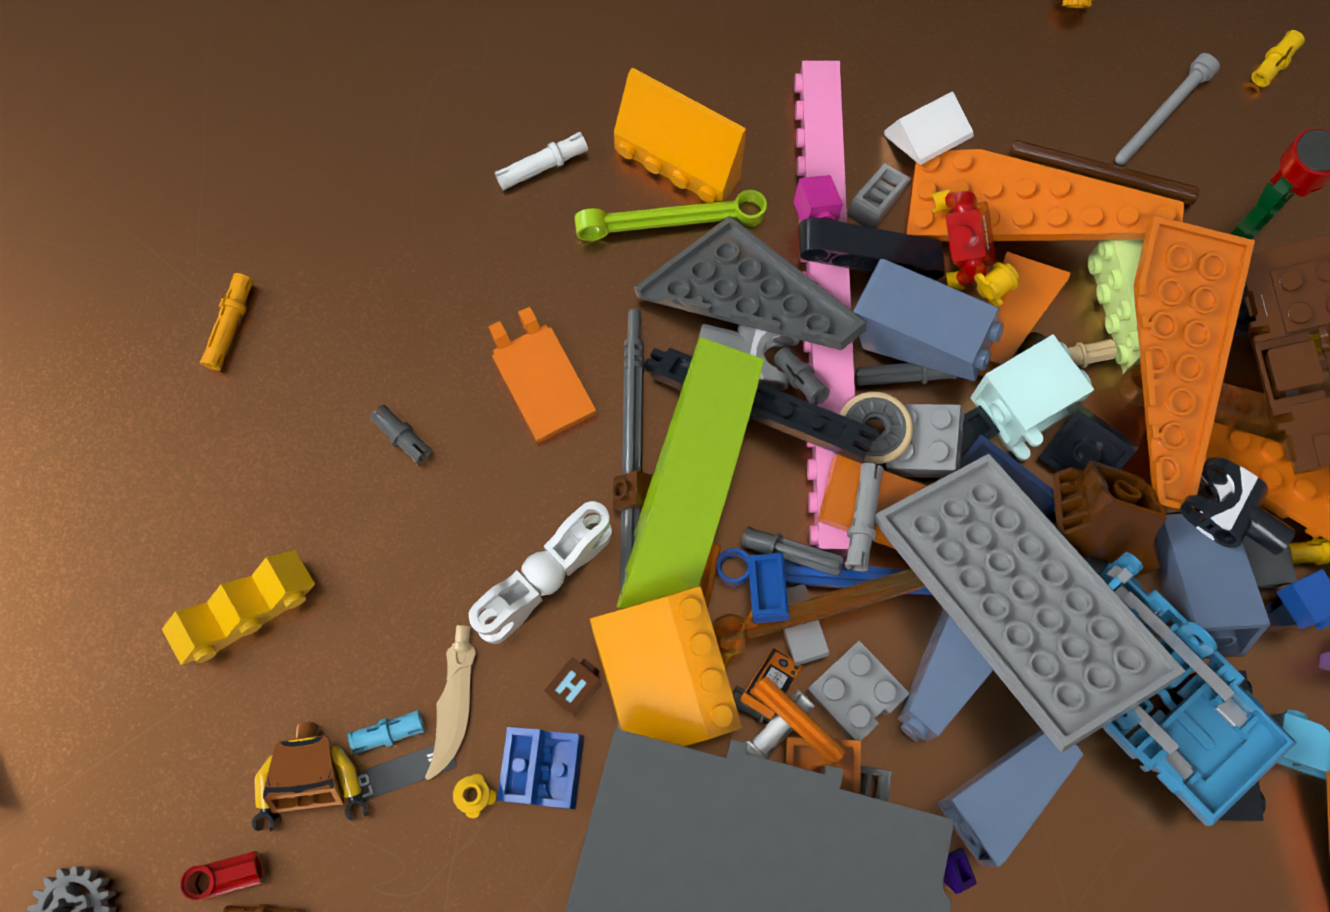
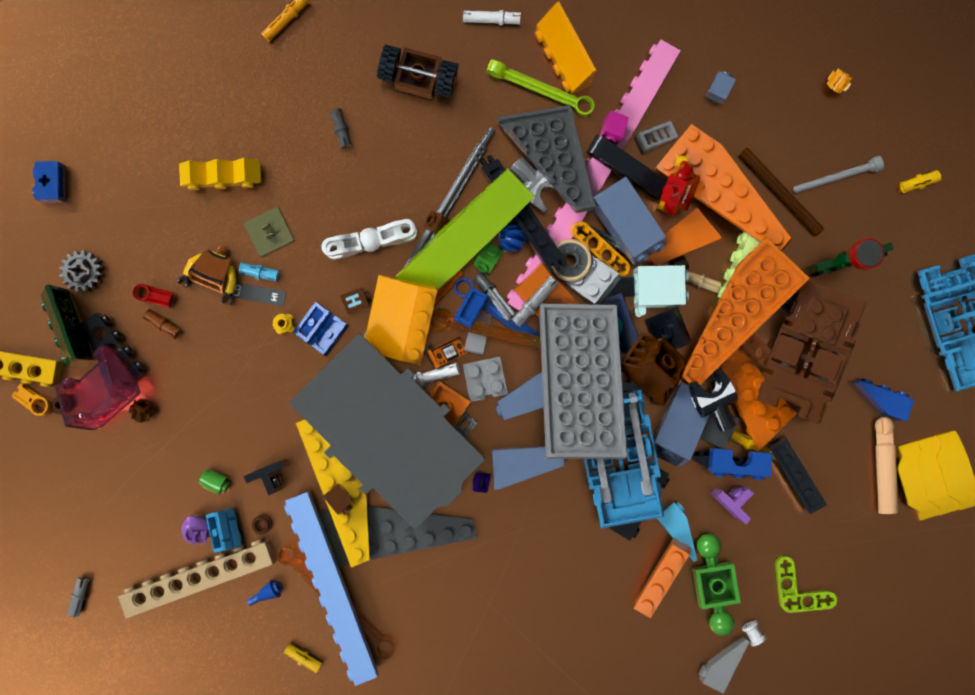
camera: 30 degrees right, 15 degrees up
(368, 658) = (268, 231): none -> olive piece
(454, 702) = (297, 276): tan sword -> none
(475, 287) = (417, 72): none -> brick
(540, 378) = (425, 138): orange tile -> none
(745, 500) = (488, 257): none -> bright green bracket
(763, 447) = (511, 238): none -> blue piece
(799, 720) = (447, 376): orange axle -> none
(801, 376) = (551, 213): dark grey pin -> none
(905, 384) = (601, 246): none -> light orange beam
(924, 81) = (721, 87): none -> sand blue brick
(931, 129) = (704, 117): white slope -> none
(997, 282) = (678, 222): yellow brick -> none

